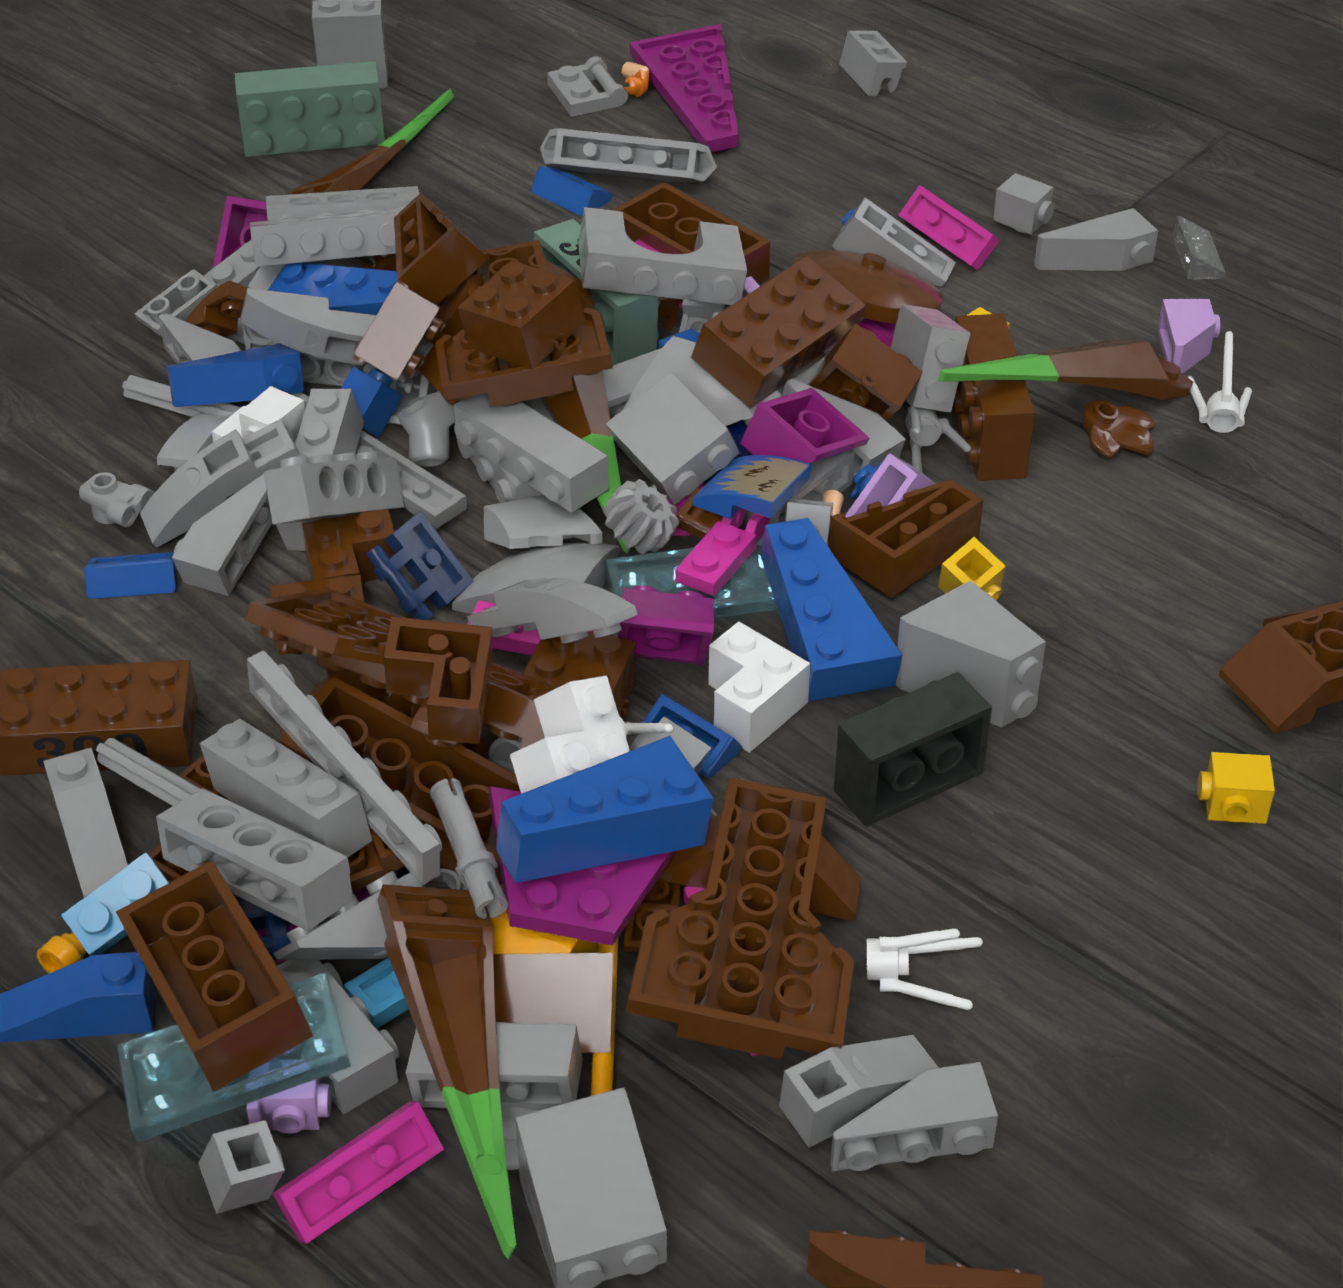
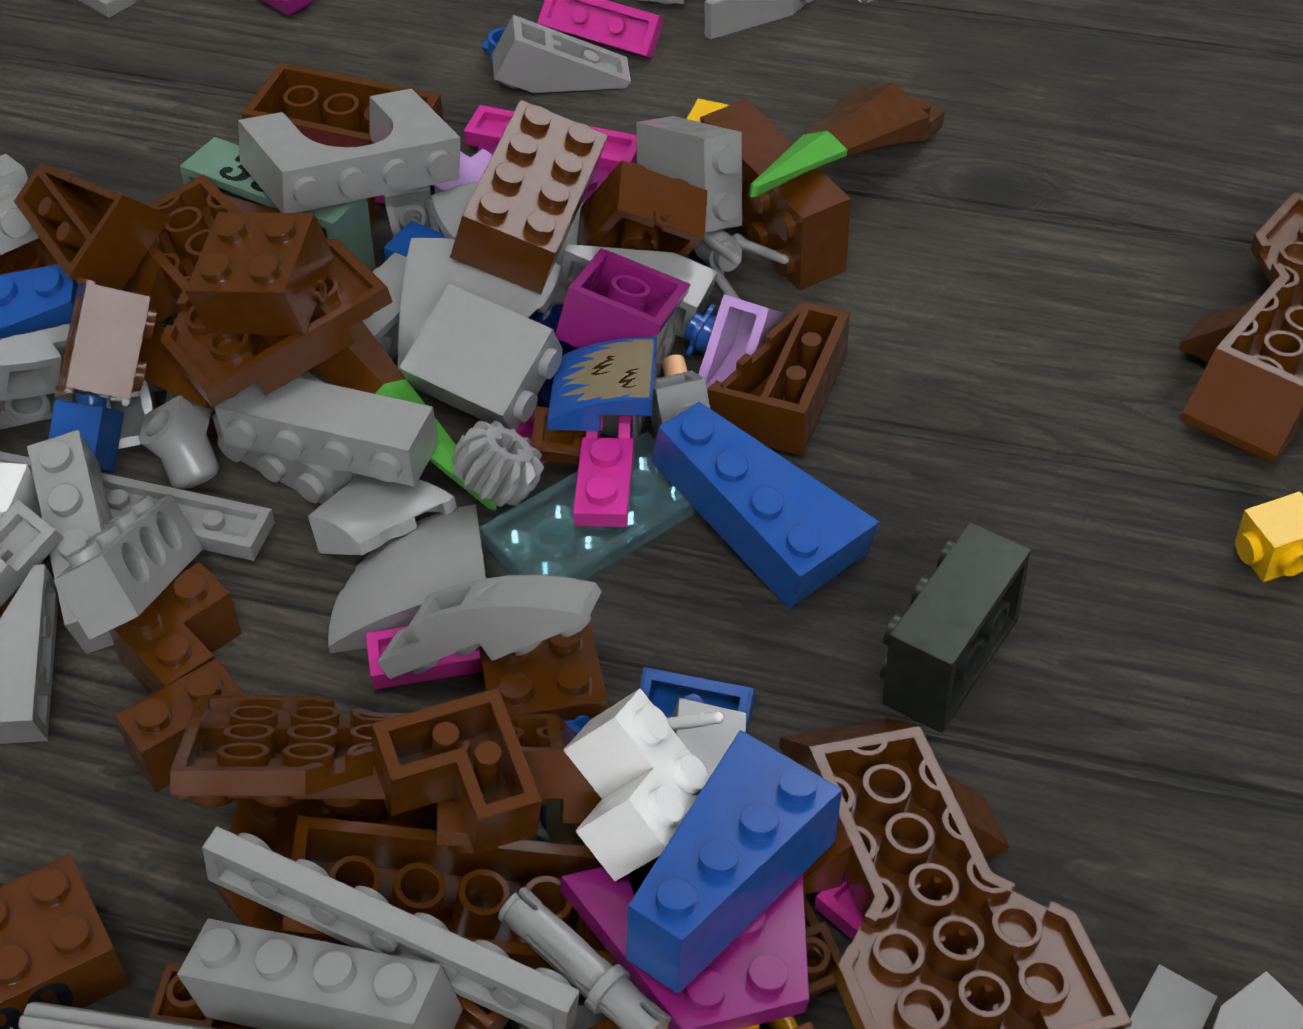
camera: 25 degrees left, 5 degrees up
(428, 561) = (282, 608): dark blue plate -> none
(568, 190) = (161, 104): blue slope -> none
(627, 156) = (208, 45): light grey brick -> none
(669, 624) = (627, 571): magenta slope -> none
(755, 684) = (737, 607): white brick -> none
(877, 282) = (580, 100): reddish brown dish -> none
(890, 958) = (1081, 880): white plant -> none
(975, 564) = (883, 403): yellow brick -> none
(979, 640) = (941, 482): light grey slope -> none
(1117, 427) = (904, 185): reddish brown plate -> none
(1187, 330) = (904, 56): lavender slope -> none
(1223, 409) = (991, 127): white plant -> none

